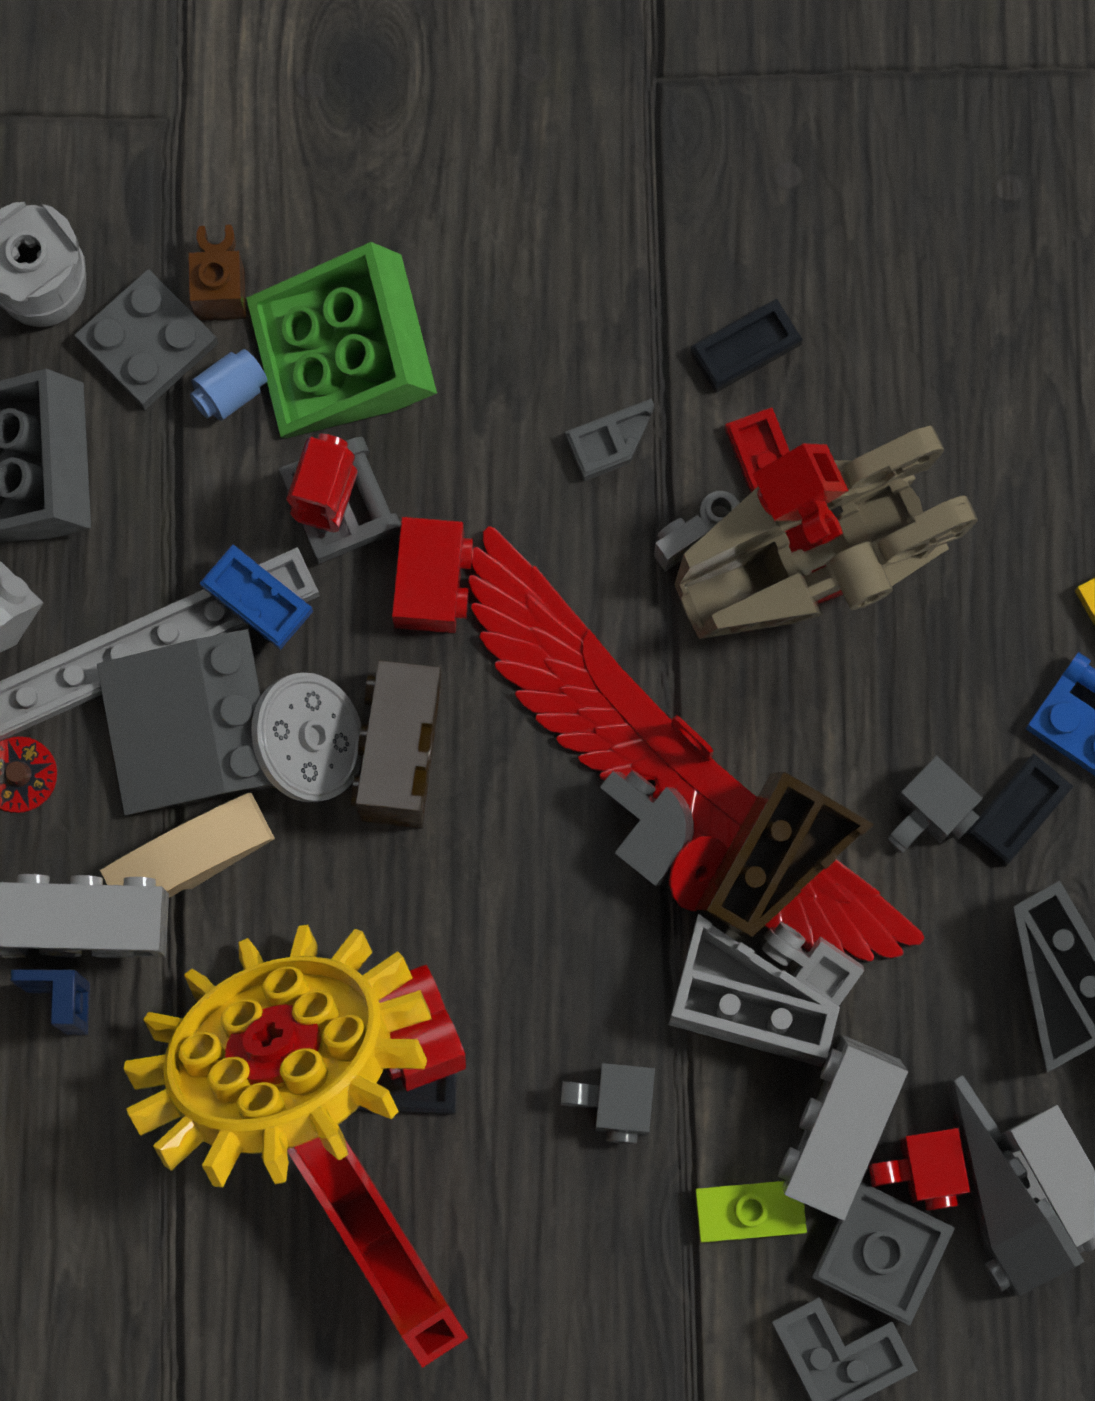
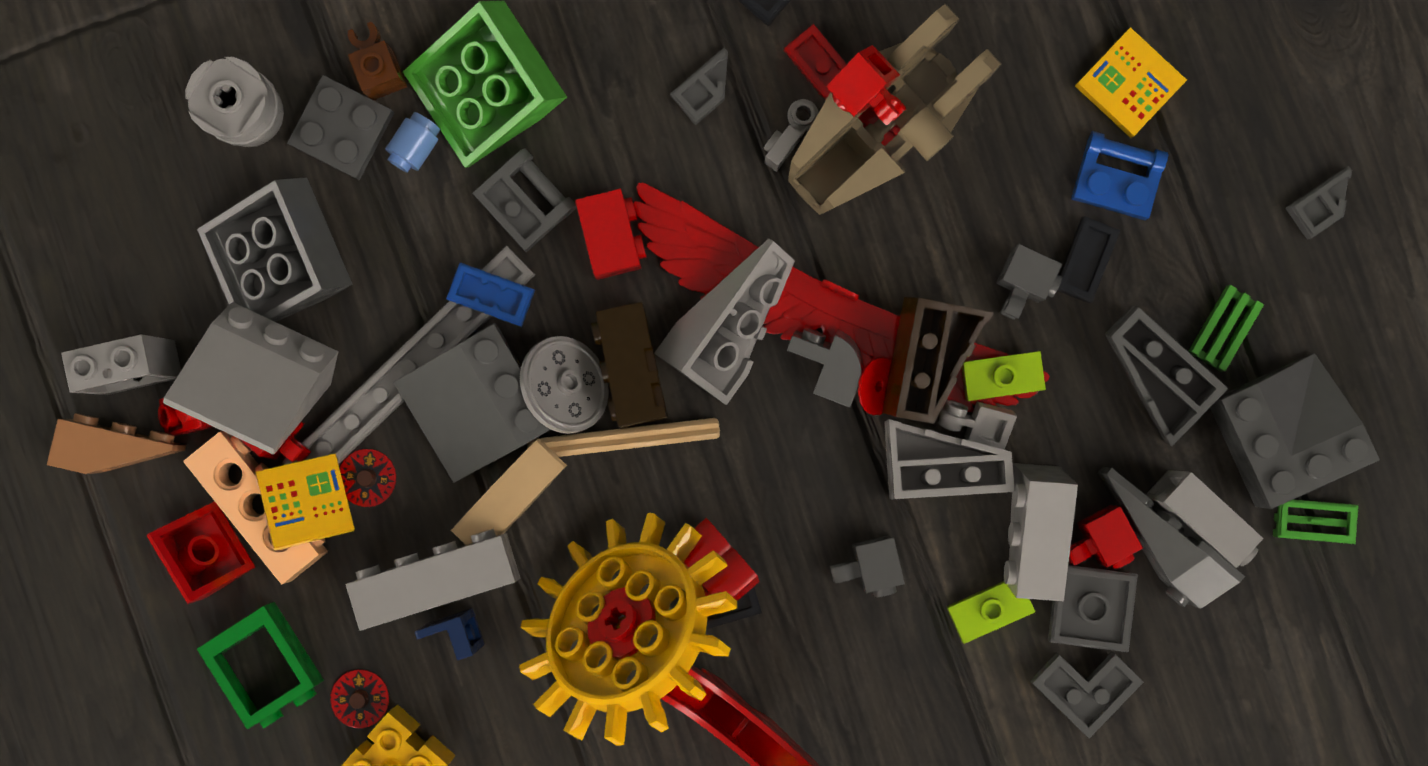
camera: 15 degrees left, 10 degrees up
(322, 482) = (509, 196): red brick -> none
(371, 836) = (632, 437): none -> tan axle
(527, 739) = (720, 331): none -> light grey wedge
(864, 916) = (1003, 376): none -> lime plate

